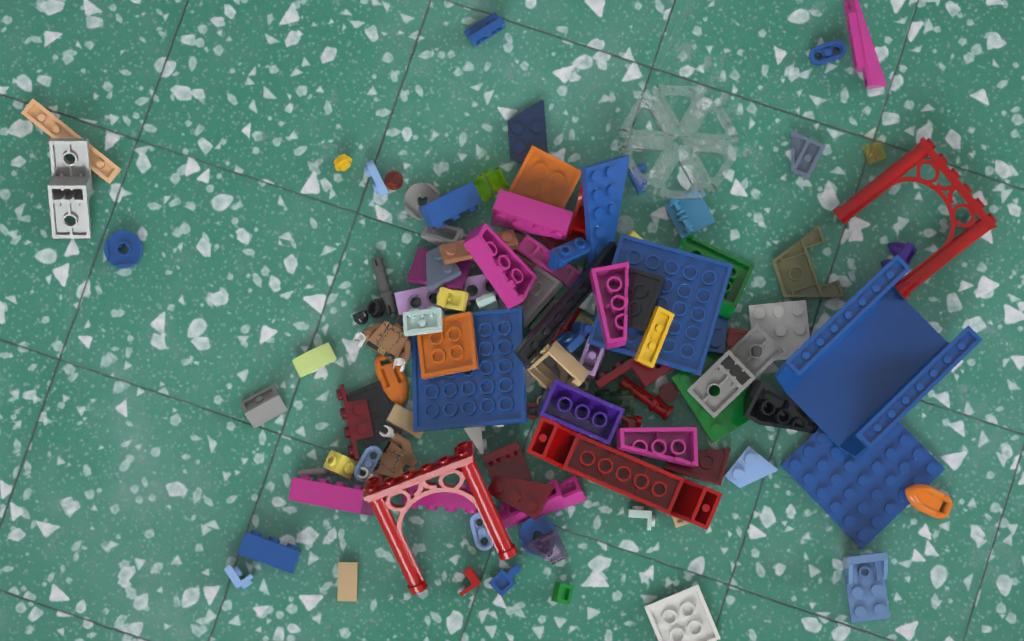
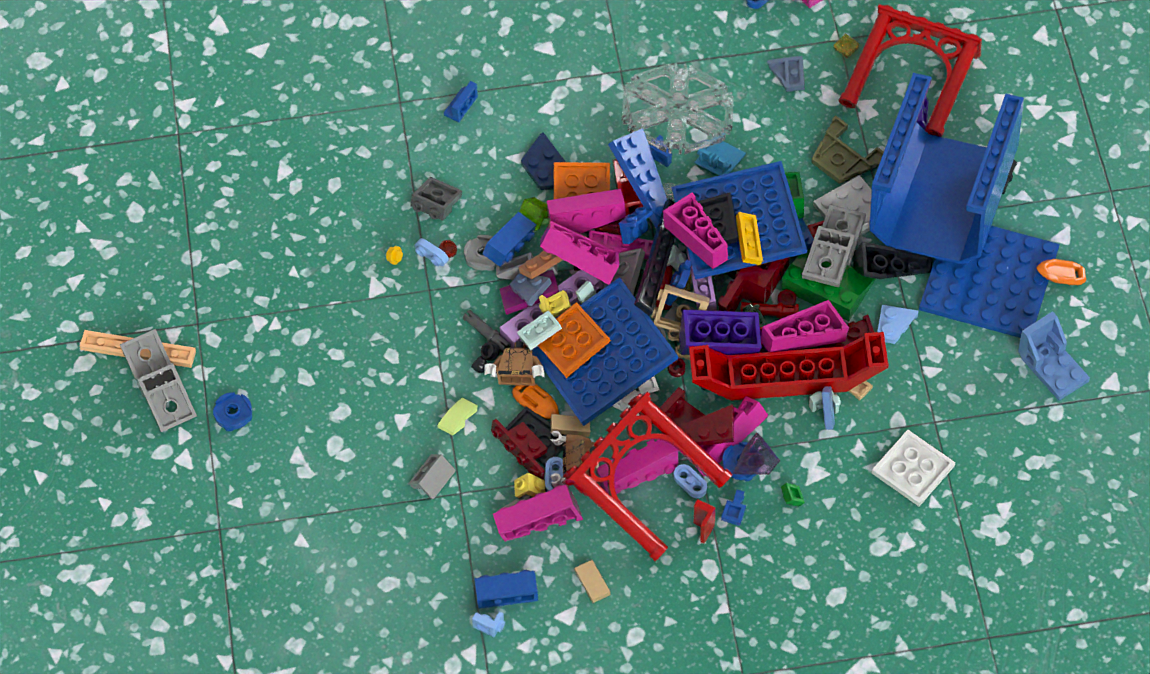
camera: 30 degrees left, 25 degrees down
(408, 122) = (435, 198): none -> dark grey plate
(638, 530) = (828, 408): none -> medium blue tile

